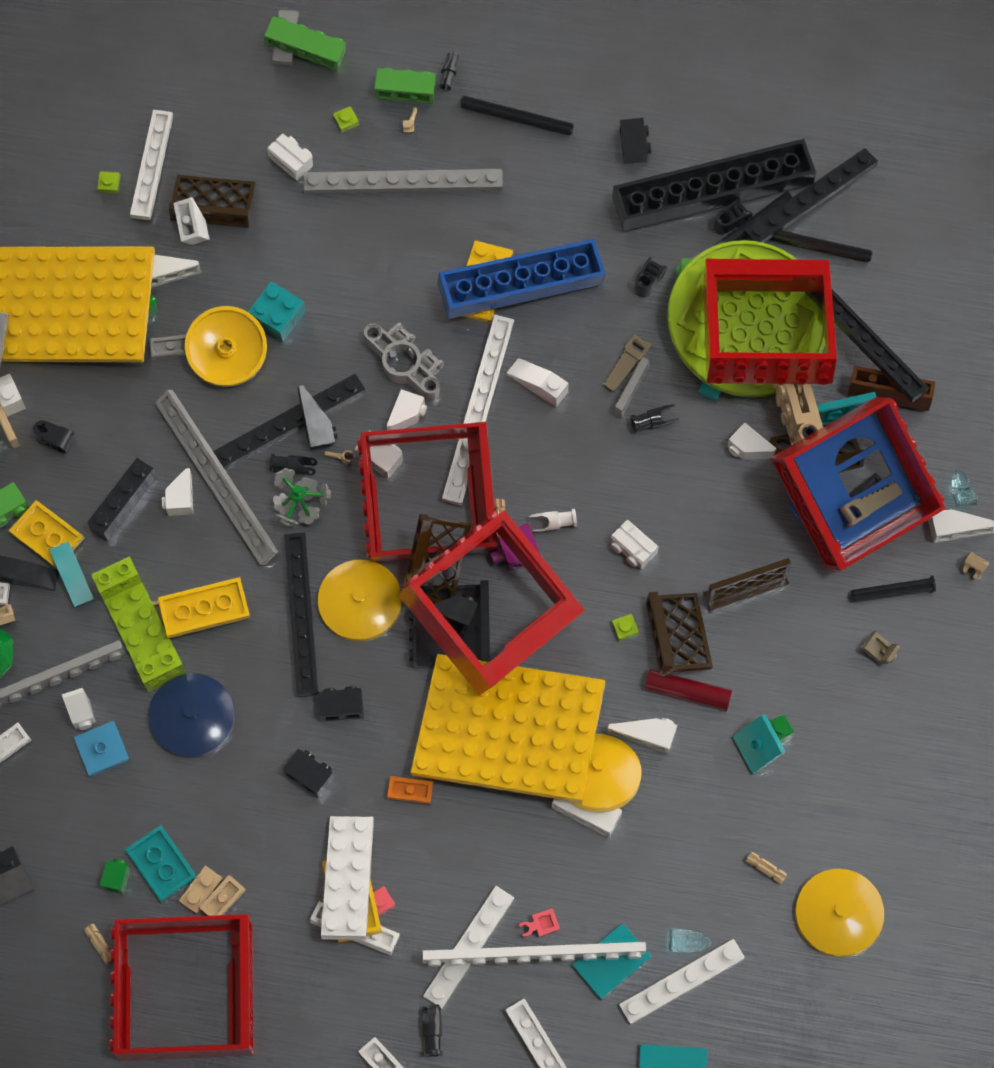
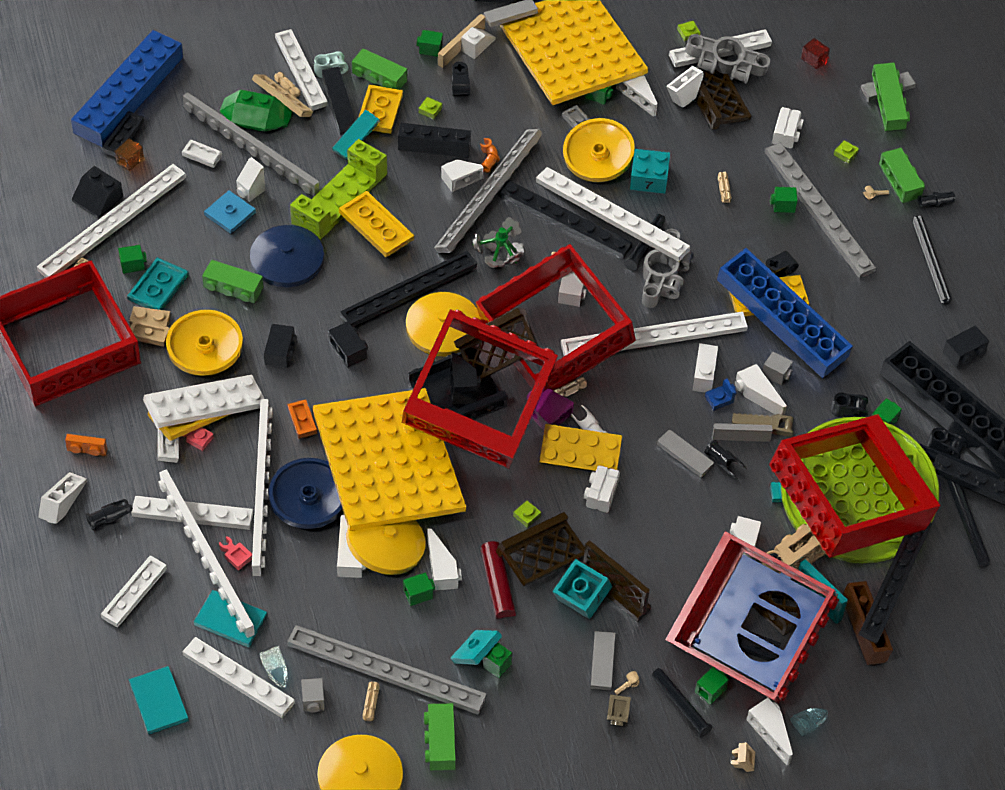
camera: 60 degrees right, 15 degrees down
(51, 878) = (111, 221): none -> white plate
(71, 483) = (430, 108): none -> lime plate
(170, 183) = (746, 64): none -> light grey piece
(171, 452) = (492, 155): none -> orange piece
(201, 785) = (232, 281): none -> bright green brick
(210, 80) = (815, 53): none -> clear red brick
(269, 846) = (204, 342): none -> yellow dish
(293, 462) = (529, 232): black piece -> none
(313, 374) = (613, 214): none -> white plate
(316, 423) = (572, 228): slope -> none
(331, 253) = (724, 187): none -> tan axle
(342, 1014) = (86, 444): none -> orange plate
(360, 361) = (632, 262): none -> black axle
(378, 206) = (784, 199): none -> green brick
(406, 411) = (621, 286): white slope -> none
(456, 251) = (782, 264): none -> black piece
(483, 868) = (262, 493): none -> white plate
(507, 826) = (305, 494): none -> dark blue dish
(575, 318) = (778, 368): none -> light grey brick
(578, 384) = (721, 395): none -> blue bracket
(581, 542) = (579, 448): none -> yellow plate
(587, 348) = (759, 390): none -> white slope
(627, 450) = (685, 453): none -> light grey tile
(665, 767) = (418, 589): none -> green brick
(674, 250) = (888, 411): none -> green brick
(738, 839) = (386, 669): none -> light grey plate
(738, 919) = (312, 695): none -> light grey brick
(742, 617) = (582, 589): none -> teal brick
(818, 637) = (602, 660): none -> light grey tile
(836, 821) = (440, 736): none -> bright green brick
(851, 619) = (633, 681): none -> tan hand
(870, 503) = (744, 643): dark tan piece -> none
(892, 556) = (711, 685): none -> green brick

